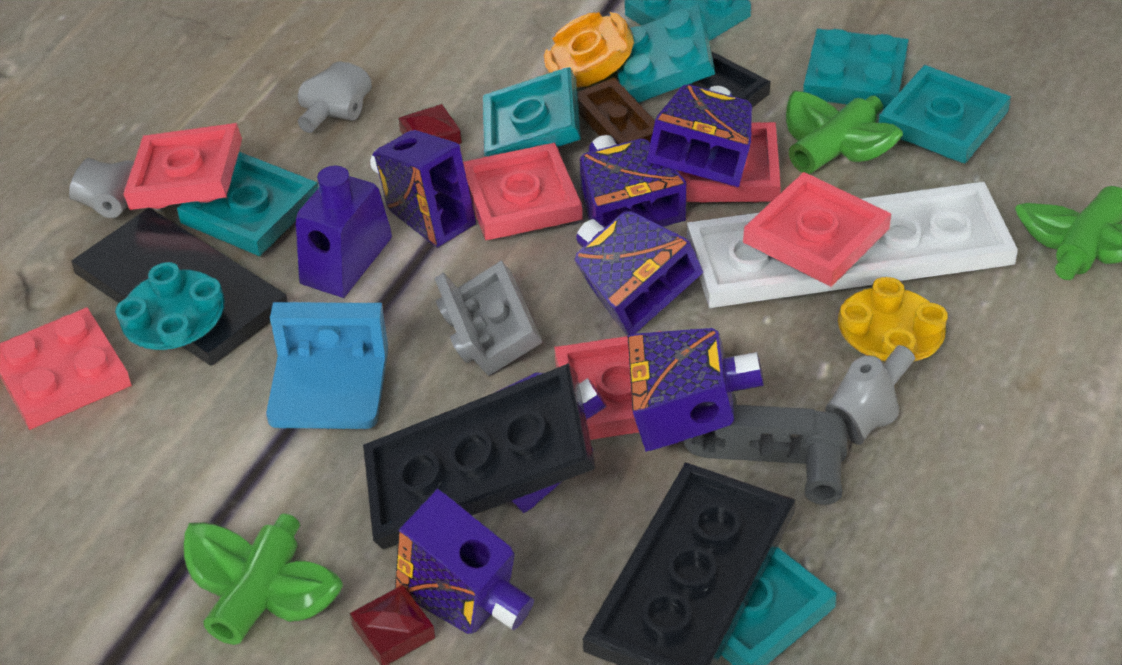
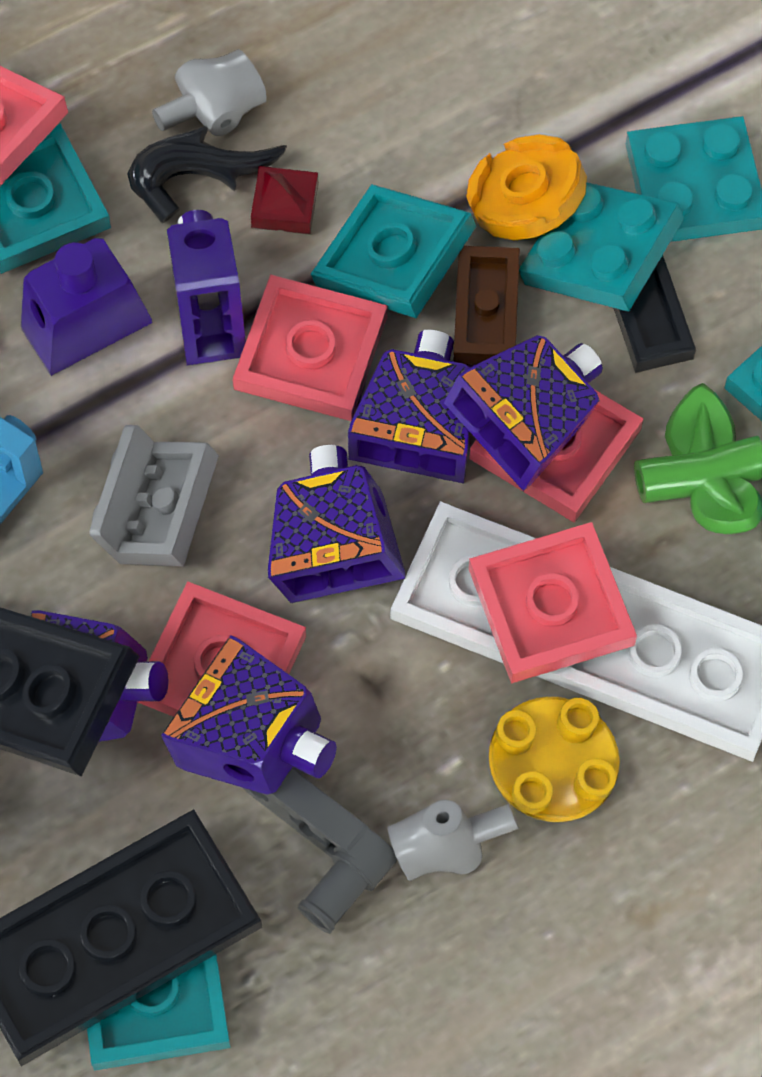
camera: 30 degrees right, 20 degrees up
(345, 132) = (190, 155): none -> black piece

